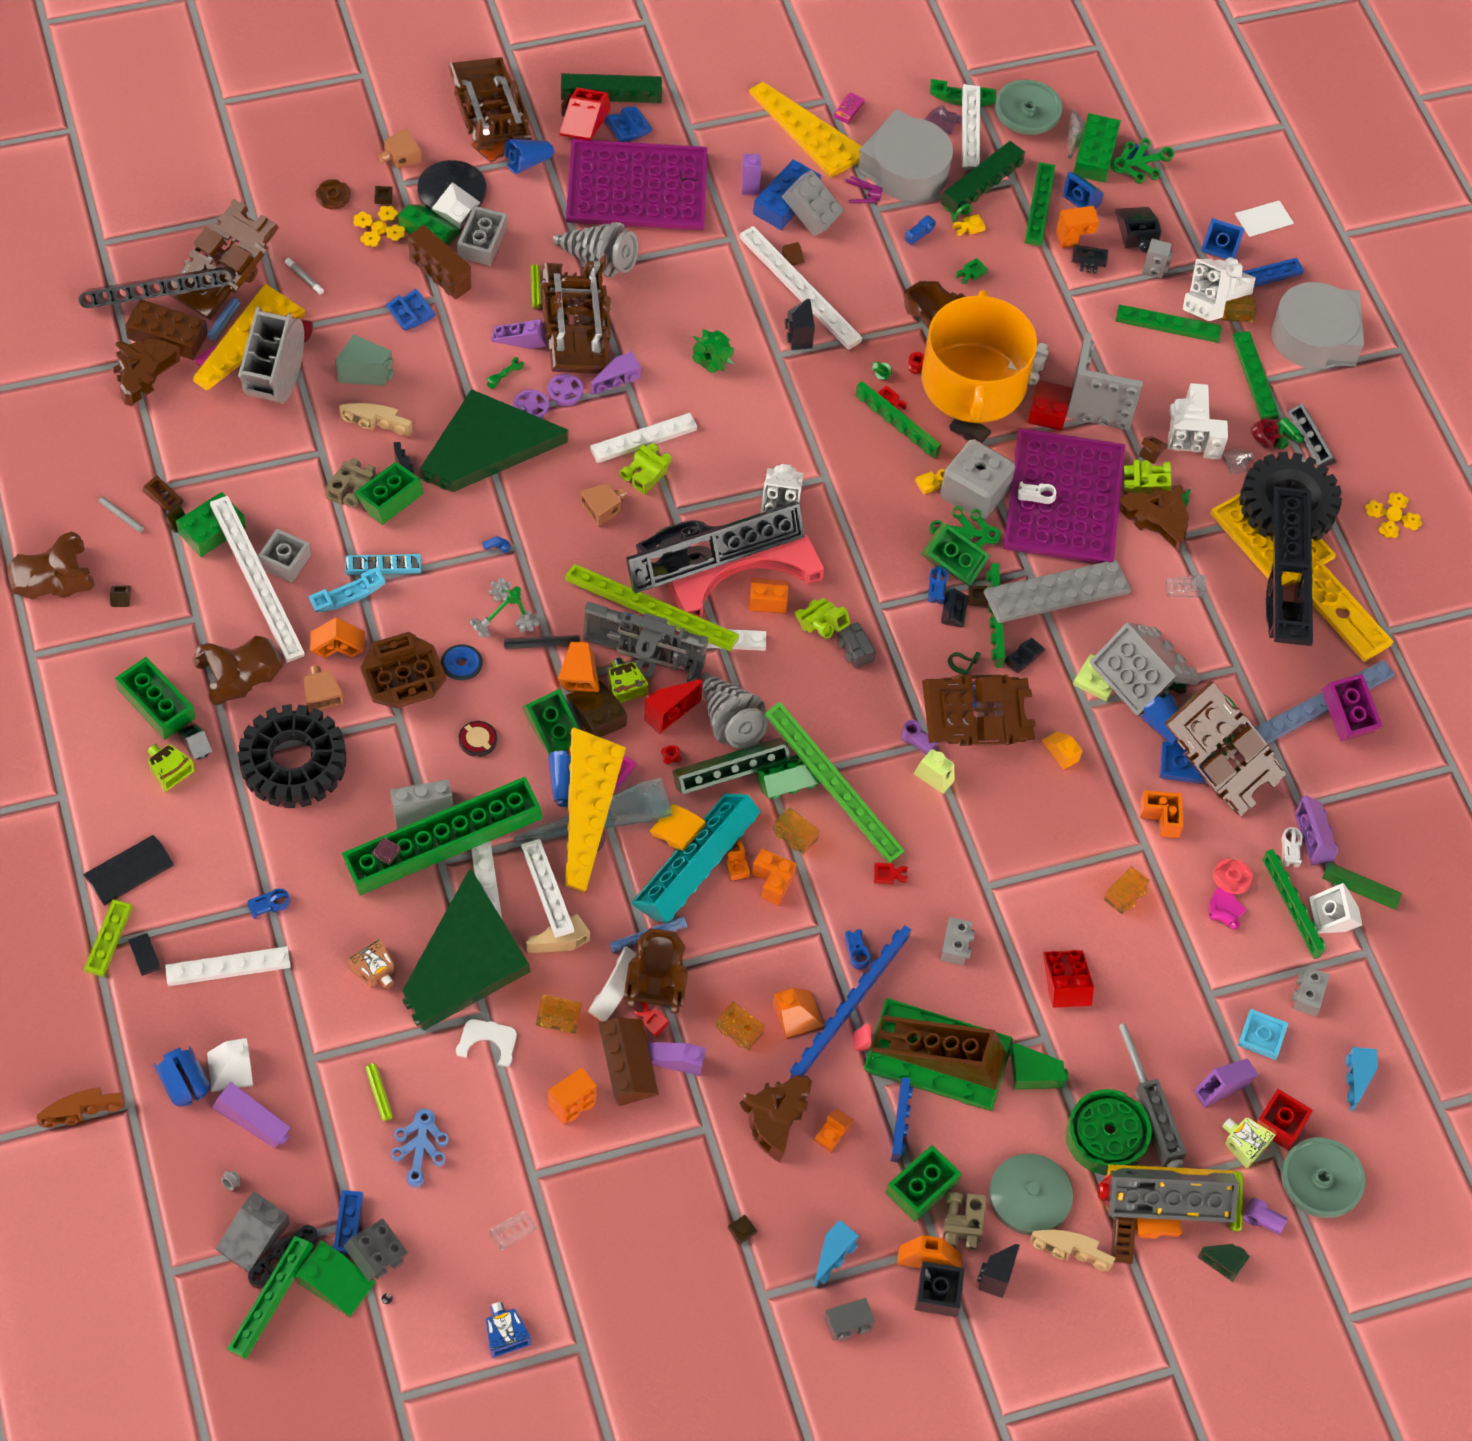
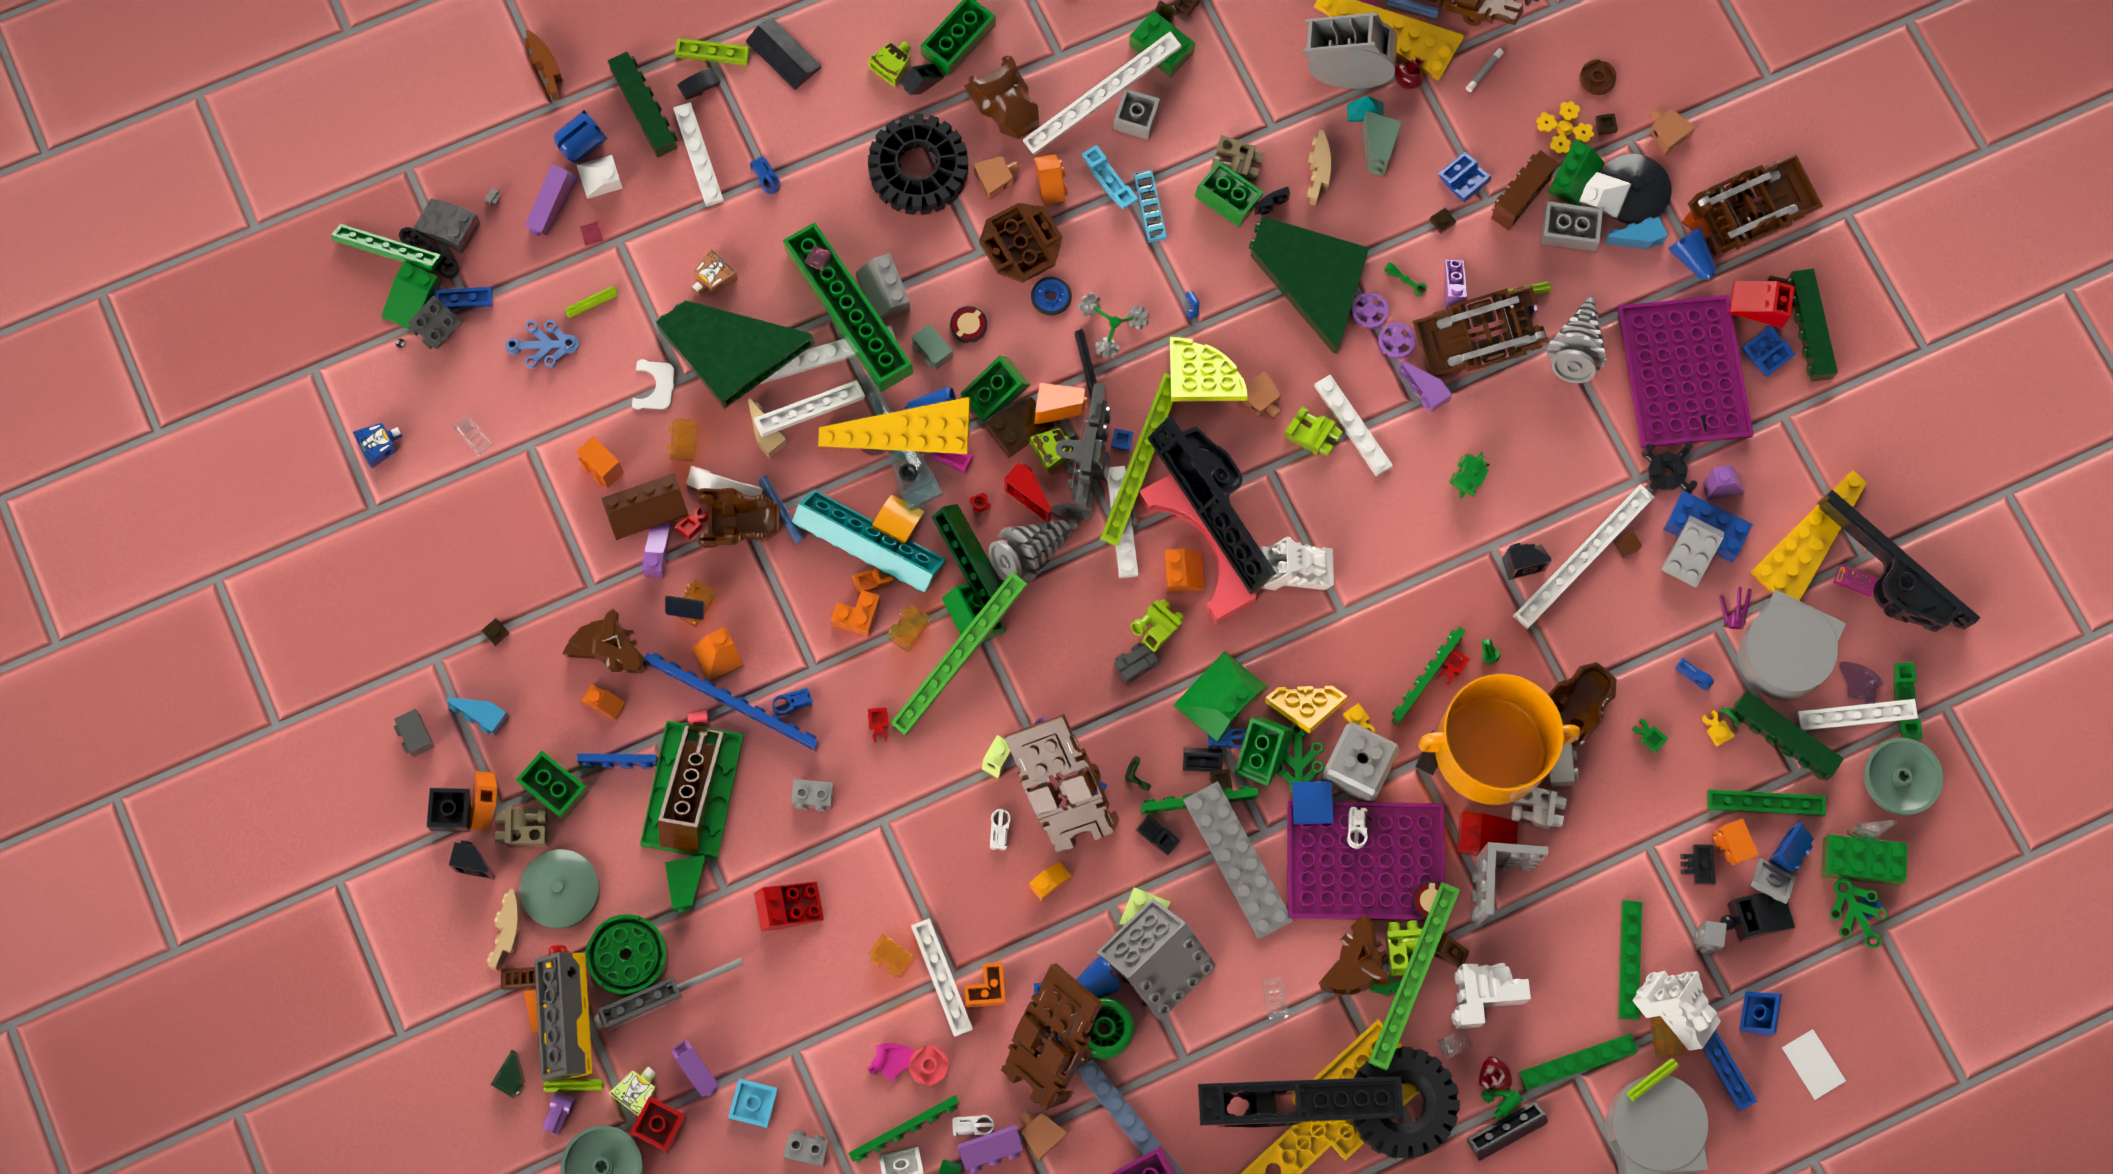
camera: 85 degrees right, 15 degrees up
(155, 1012) = (641, 102): none -> dark green brick
(297, 1083) = (591, 233): none -> clear pink tile
(323, 375) = (1357, 109): none -> teal slope
(451, 334) = (1442, 220): none -> dark brown plate
(497, 771) = (932, 347): none -> sand green brick
(500, 188) = (1641, 235): none -> dark azure slope
(574, 541) = (1203, 373): none -> neon yellow plate
(633, 806) = (908, 472): none -> black tile
(729, 206) = (1672, 461): none -> black plate
(751, 1025) = (685, 607): none -> black slope
(881, 60) = (1904, 584): none -> black piece
(898, 581) = (1220, 696): none -> green slope
(914, 515) = (1306, 705): none -> yellow plate
(1010, 522) = (1312, 802): none -> blue slope
(1010, 786) = (998, 832): none -> white piece
(1108, 450) = (1424, 897): none -> tile
(1112, 208) = (1772, 881): none -> light grey plate
(1149, 852) = (942, 977): none -> white plate
(1182, 465) = (1414, 976): none -> bright green plate
(1284, 311) = (1652, 1079): none -> lime axle
(1303, 783) = (1040, 1133): none -> nougat torso

